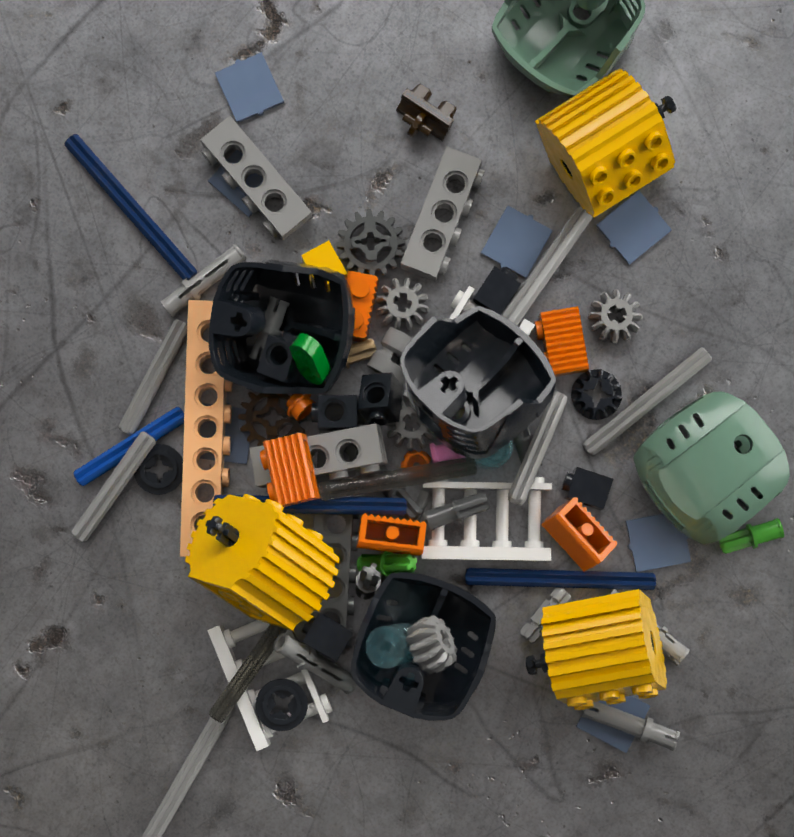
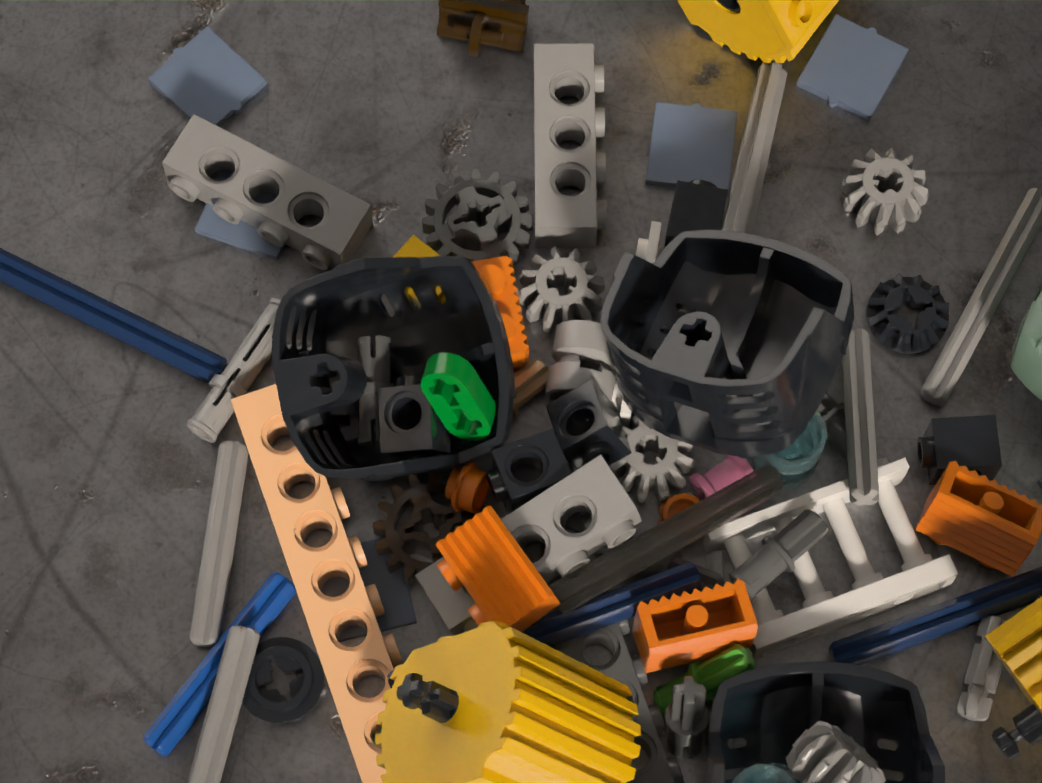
camera: 20 degrees left, 15 degrees down
(563, 340) = (826, 233): orange brick -> none

